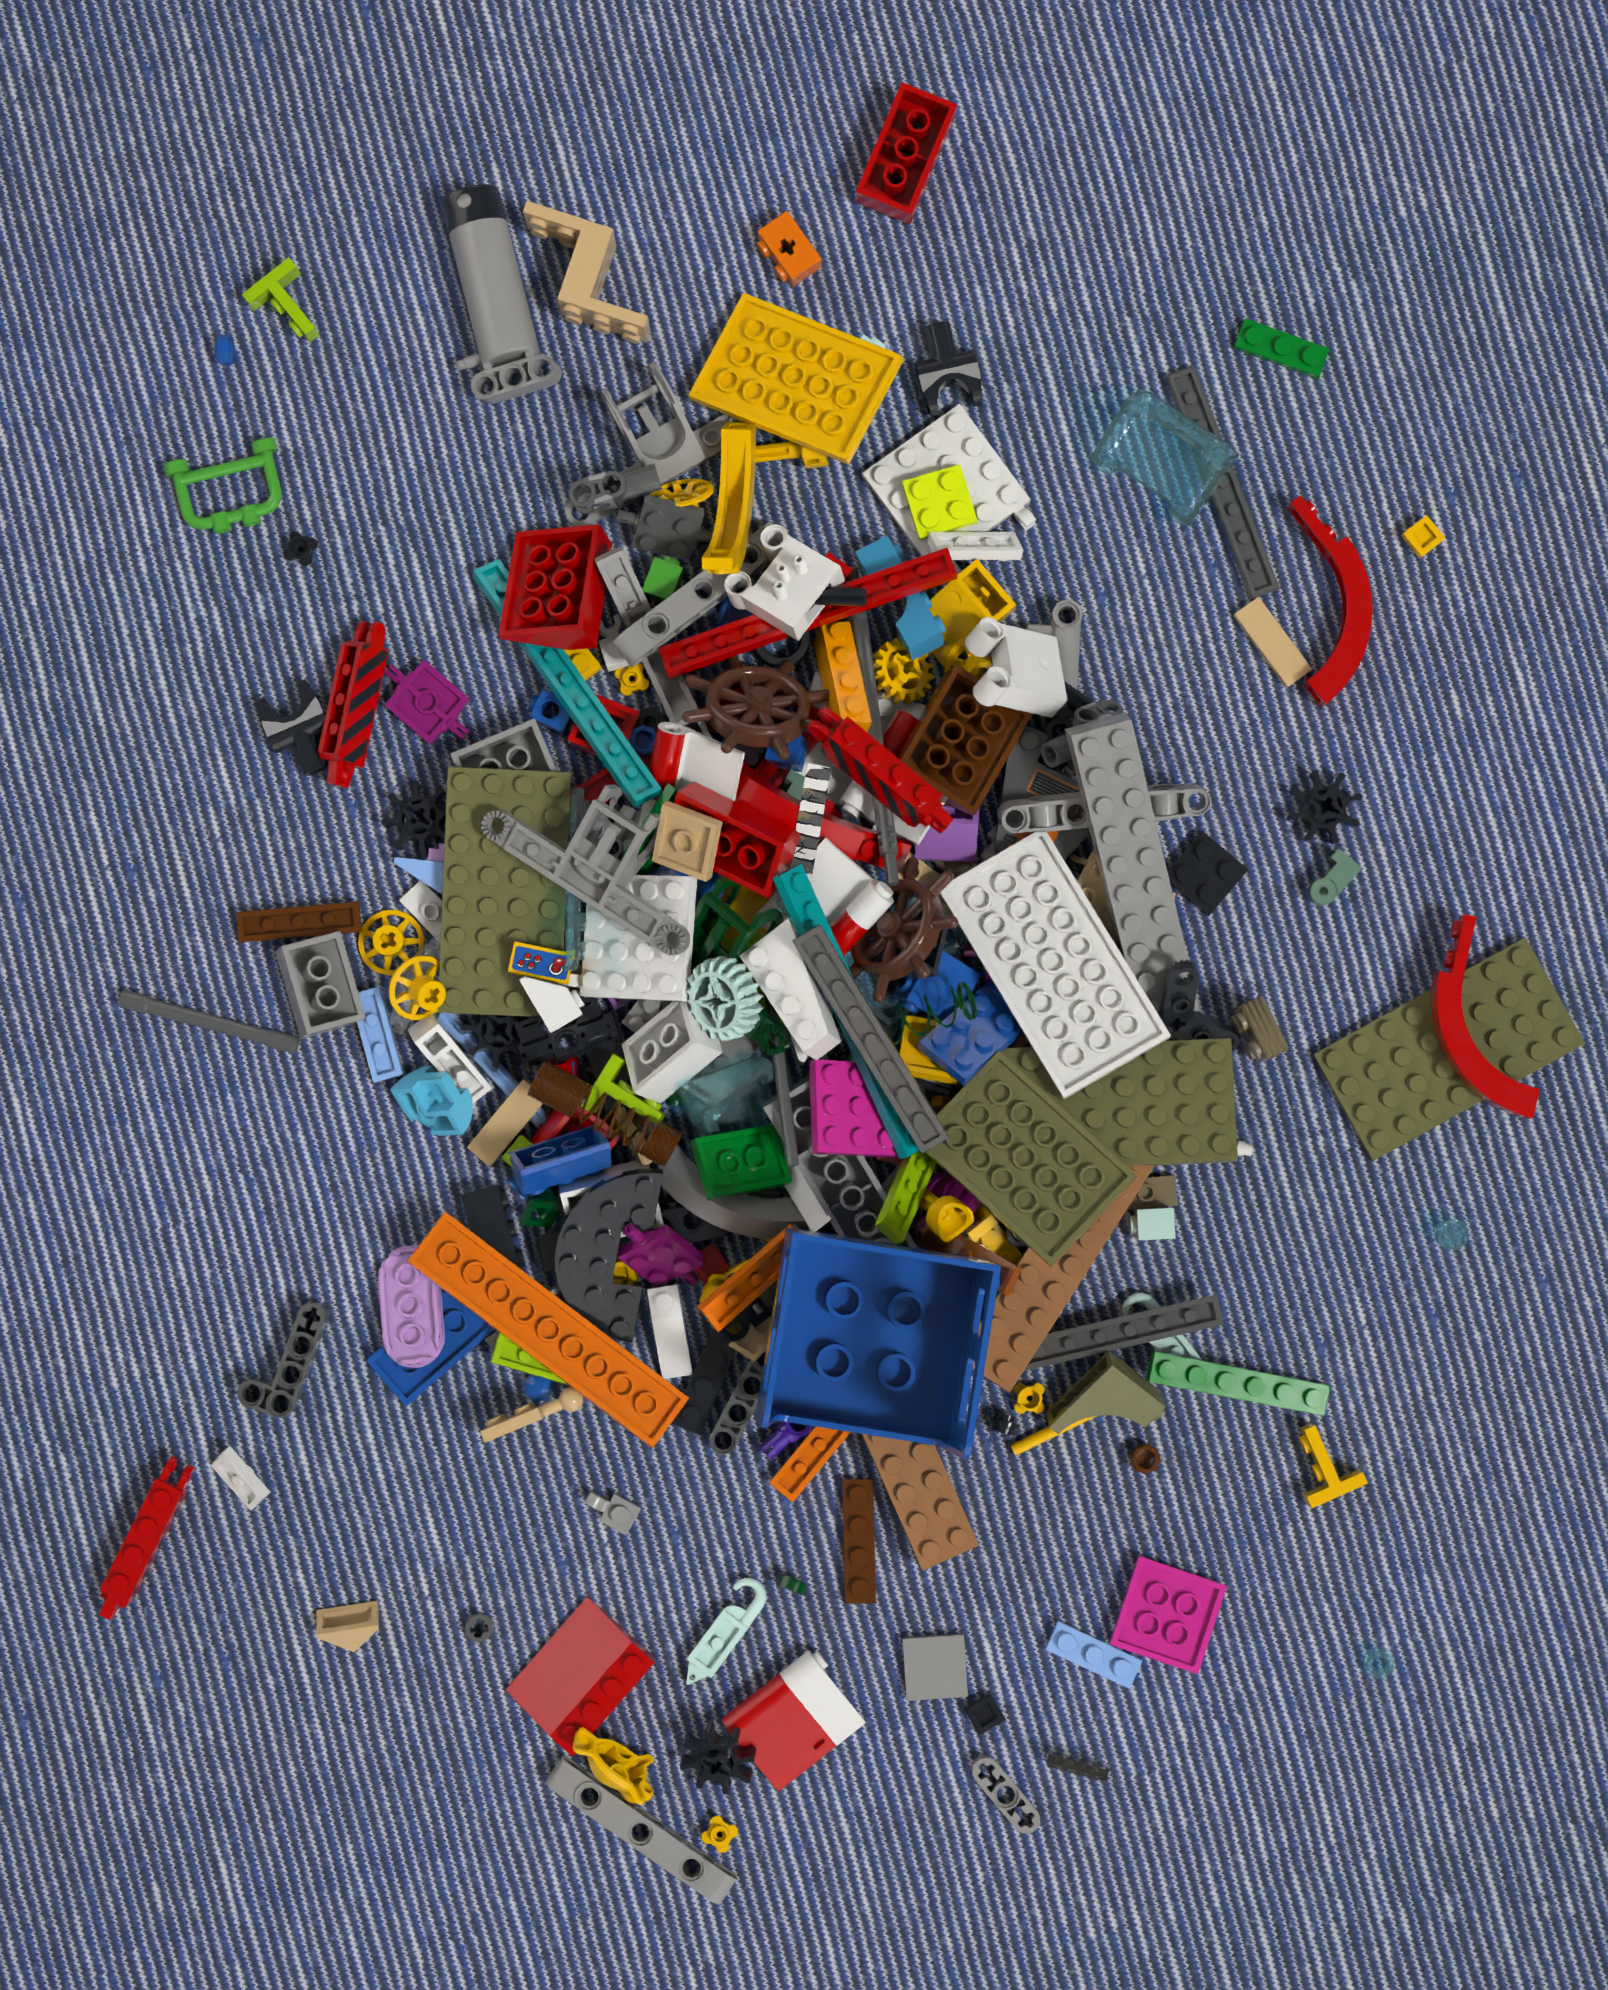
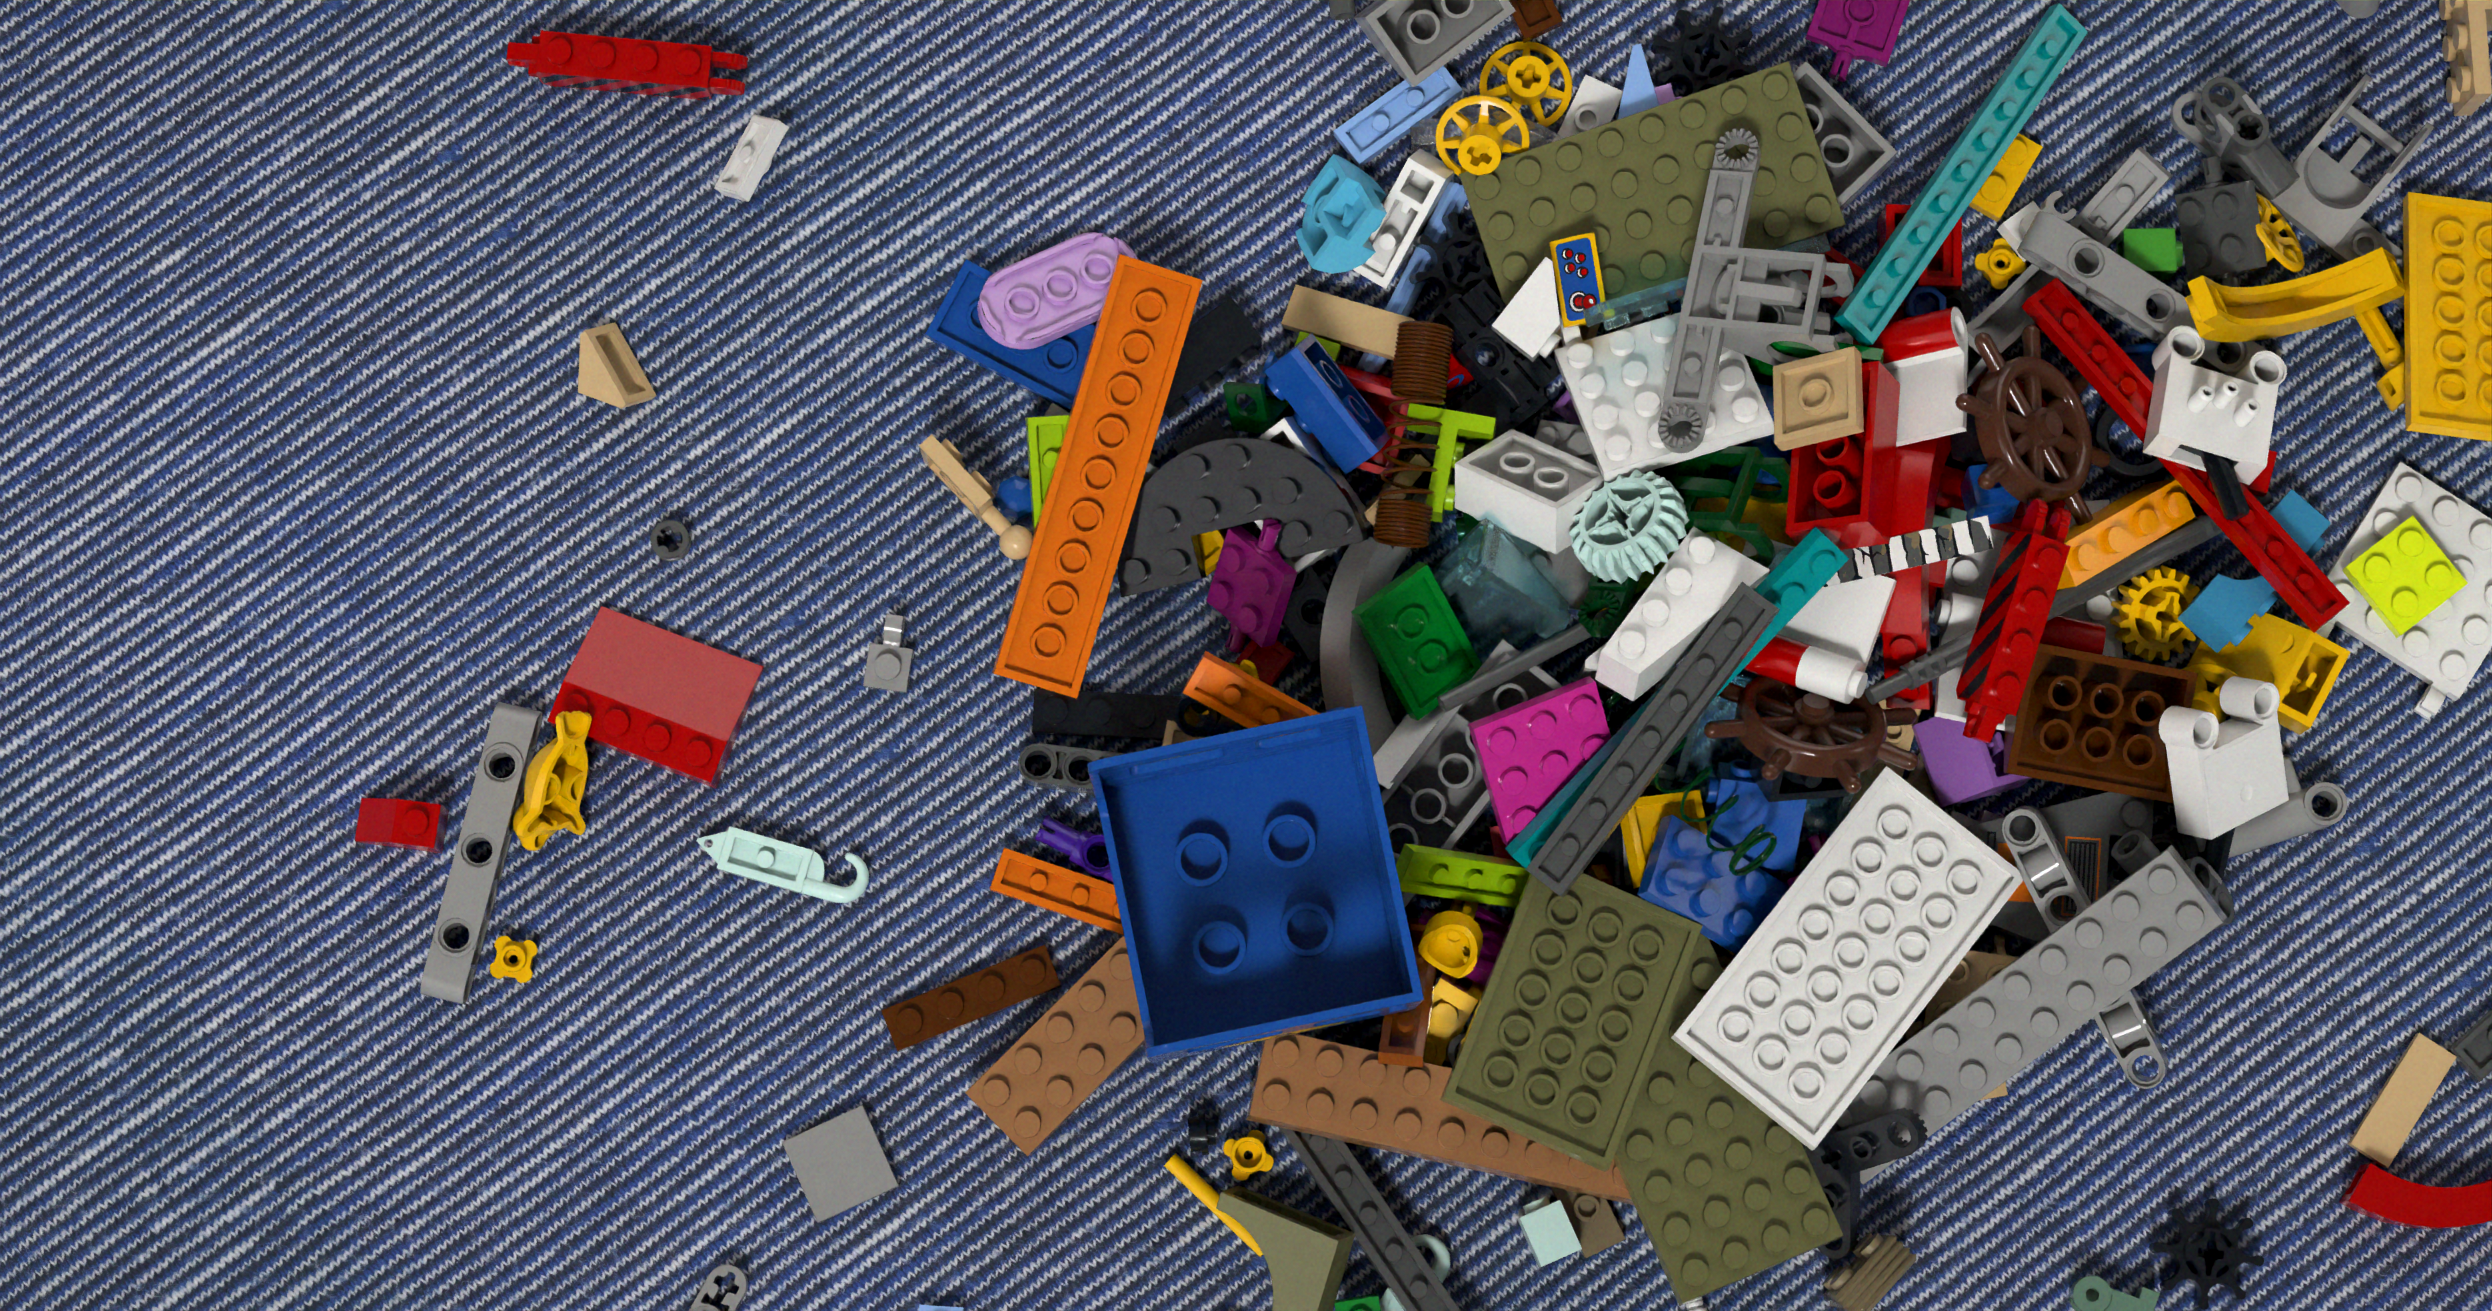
camera: 70 degrees right, 5 degrees down
(293, 1357) = (933, 160): dark grey beam -> none
(555, 588) = (2079, 115): red slope -> none
(558, 724) = (1911, 154): blue brick -> none
(602, 1876) = (402, 824): none -> red slope
(670, 1331) = (1156, 640): white slope -> none
(718, 1758) = (614, 916): black gear -> none
(791, 1584) = (880, 929): dark green tile -> none
(794, 1719) = (700, 1000): door -> none
(977, 545) = (2368, 649): white plate -> none
(984, 1713) = (802, 1254): black tile -> none
(1205, 873) = (2050, 1127): black plate -> none

